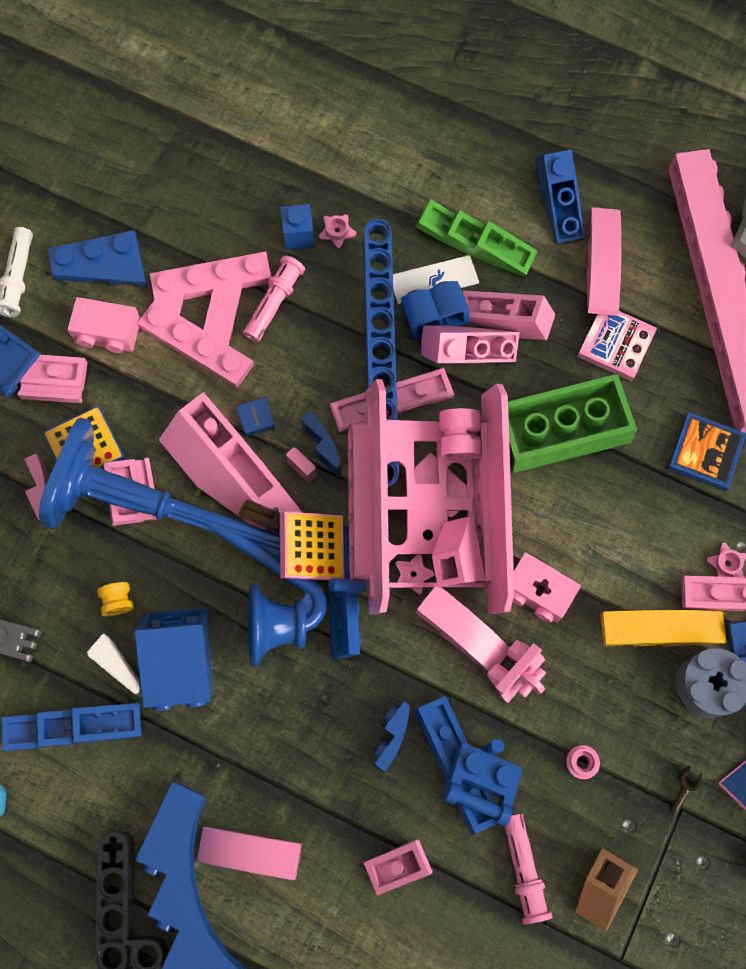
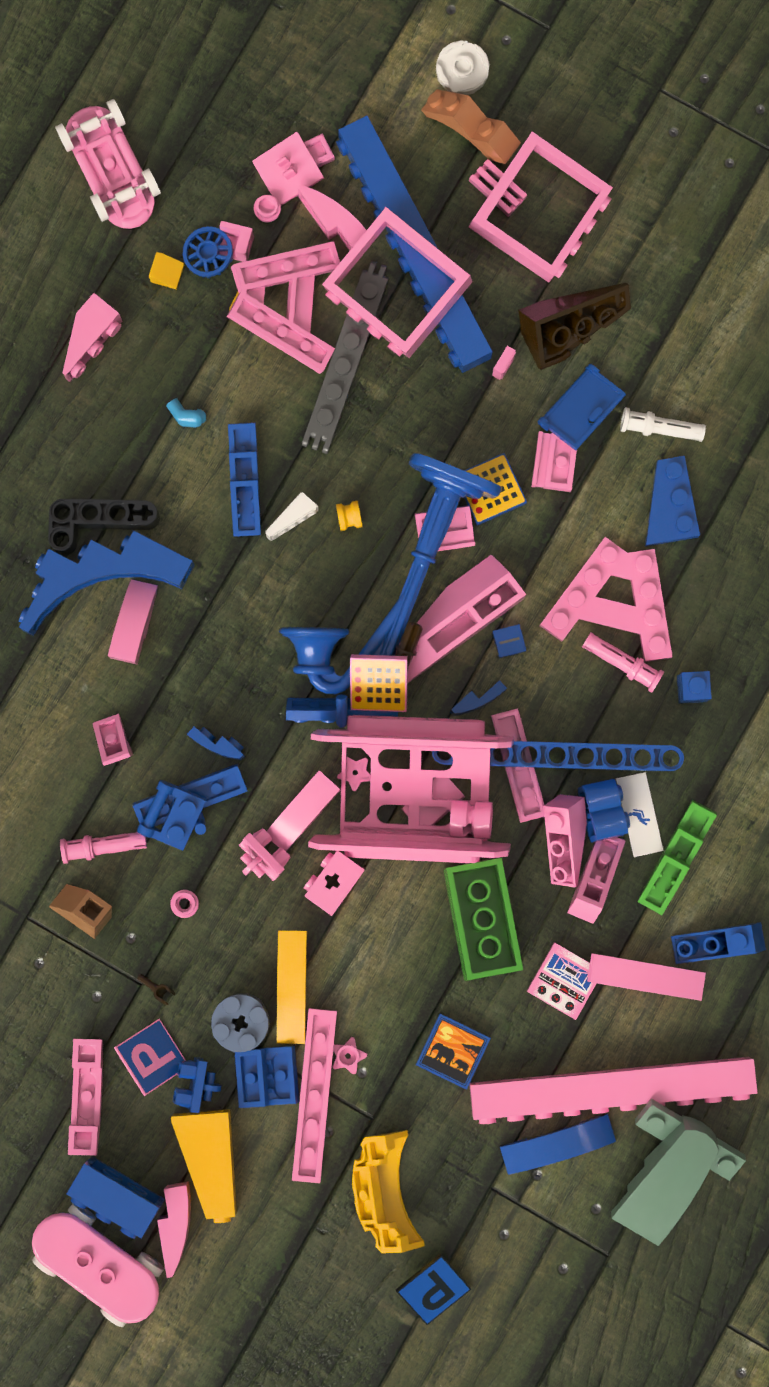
camera: 95 degrees right, 10 degrees up
(40, 475) = (443, 453): bright pink slope -> none
(104, 325) = (603, 507): bright pink brick -> none
(175, 658) = (296, 565): blue slope -> none
(301, 465) = (459, 679): bright pink tile -> none
(340, 223) = (694, 733): bright pink plate -> none
(458, 554) = (364, 809): bright pink slope -> none

